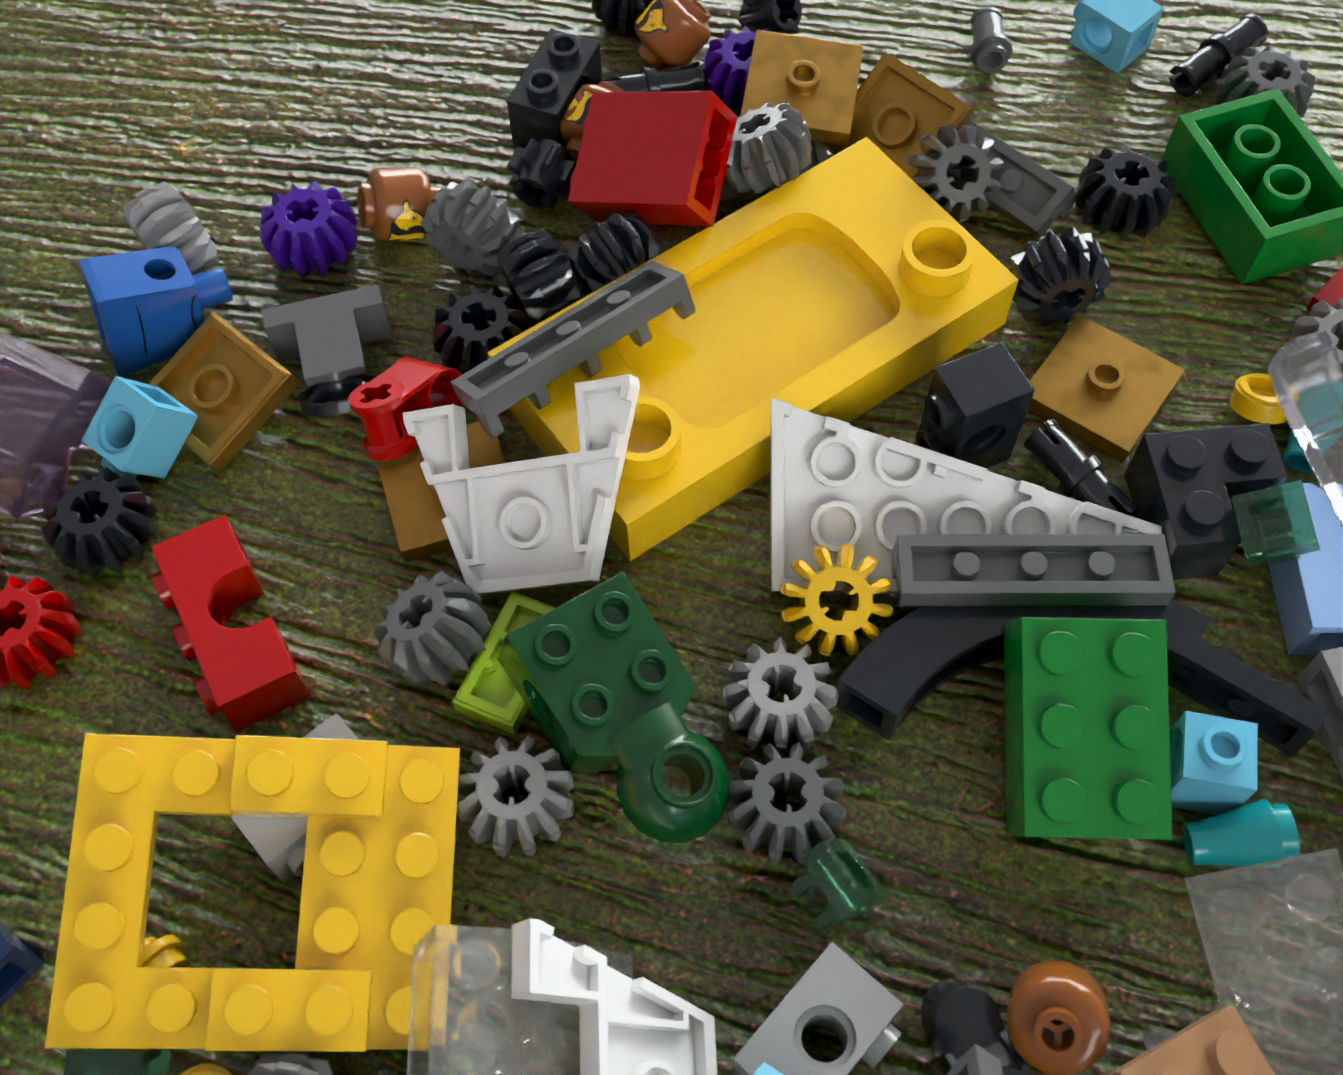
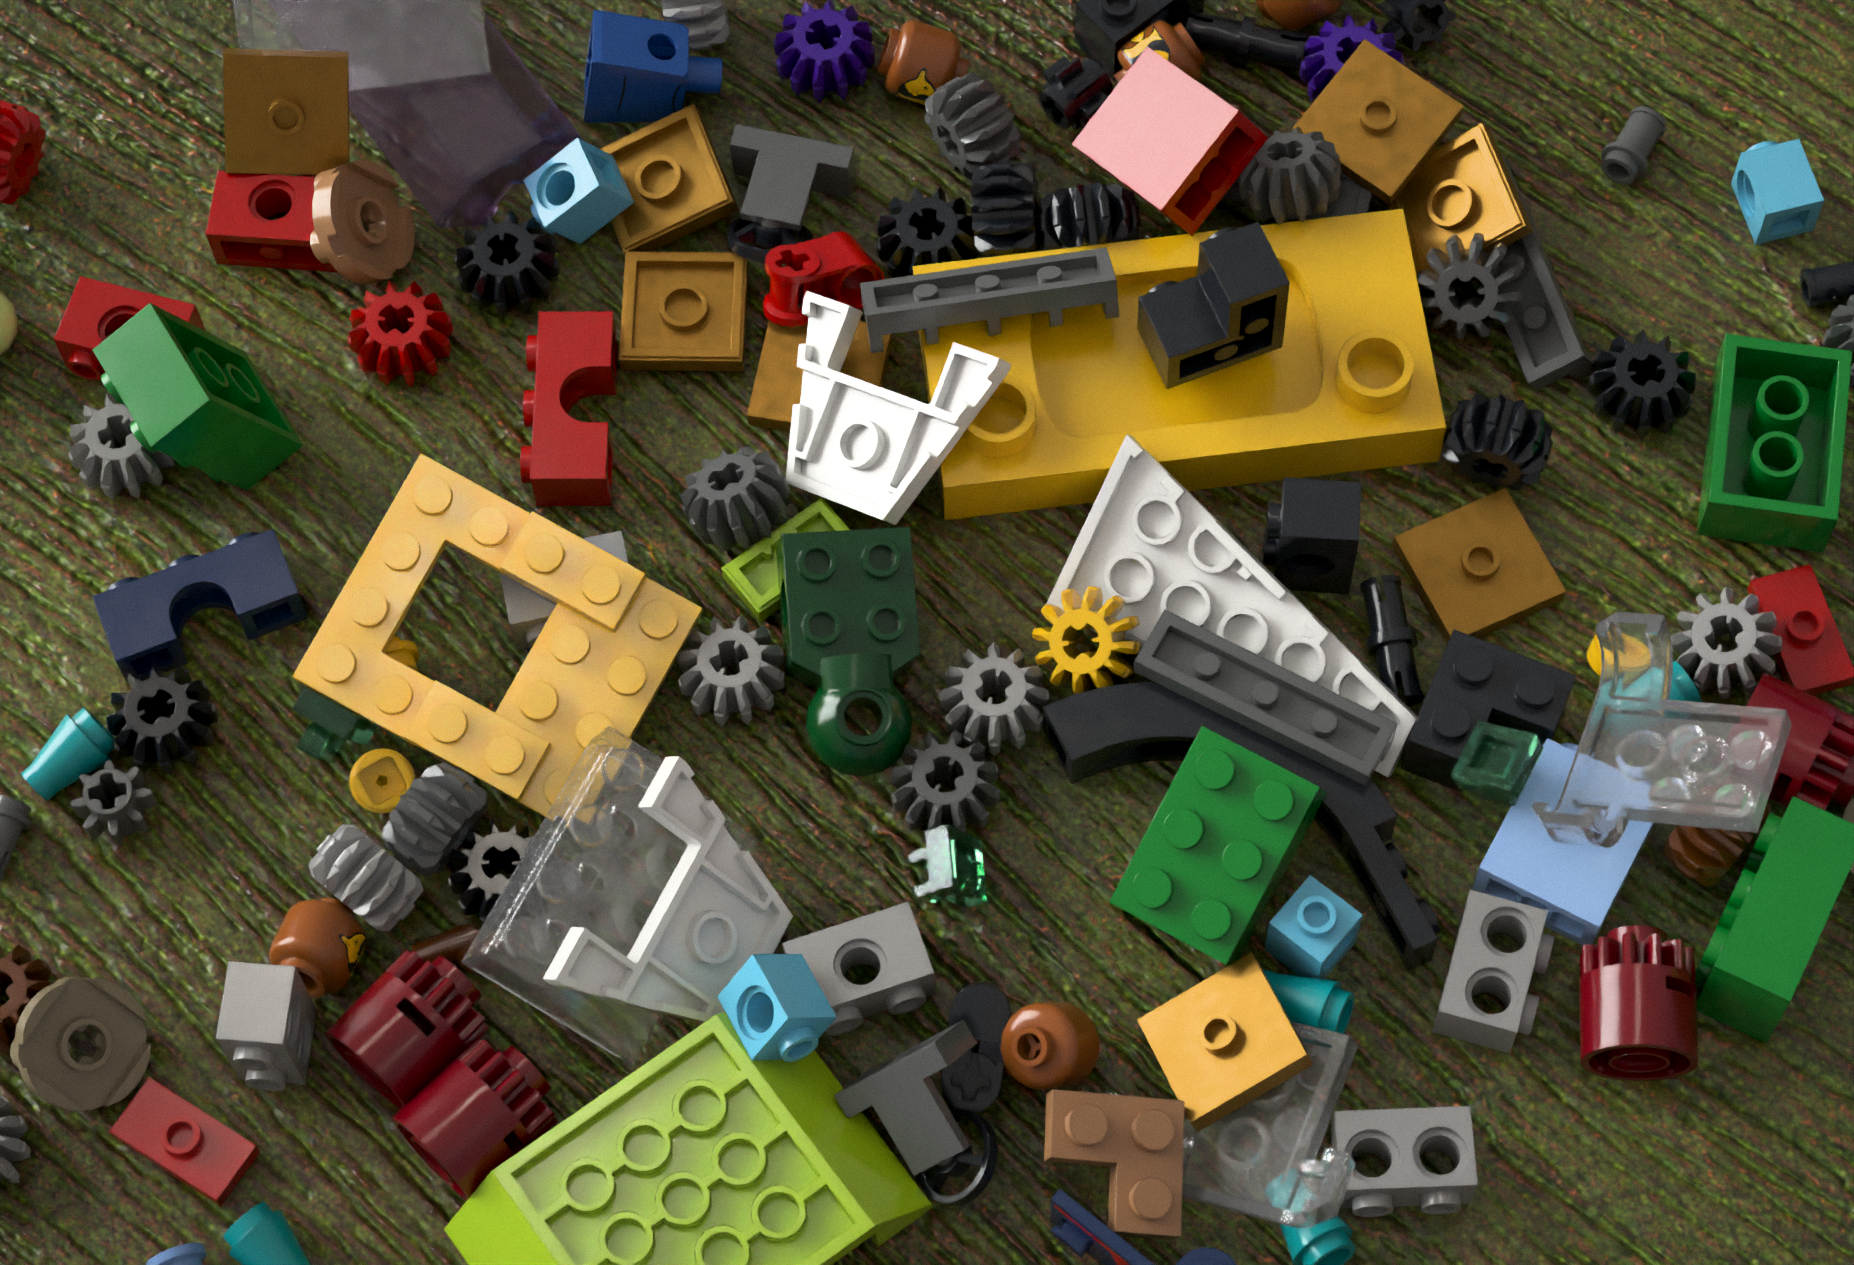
camera: 30 degrees right, 5 degrees up
(292, 490) = (684, 311): none -> pearl gold plate
(793, 255) = (1220, 315): none -> black brick
(1216, 918) = (1225, 1042): none -> plate

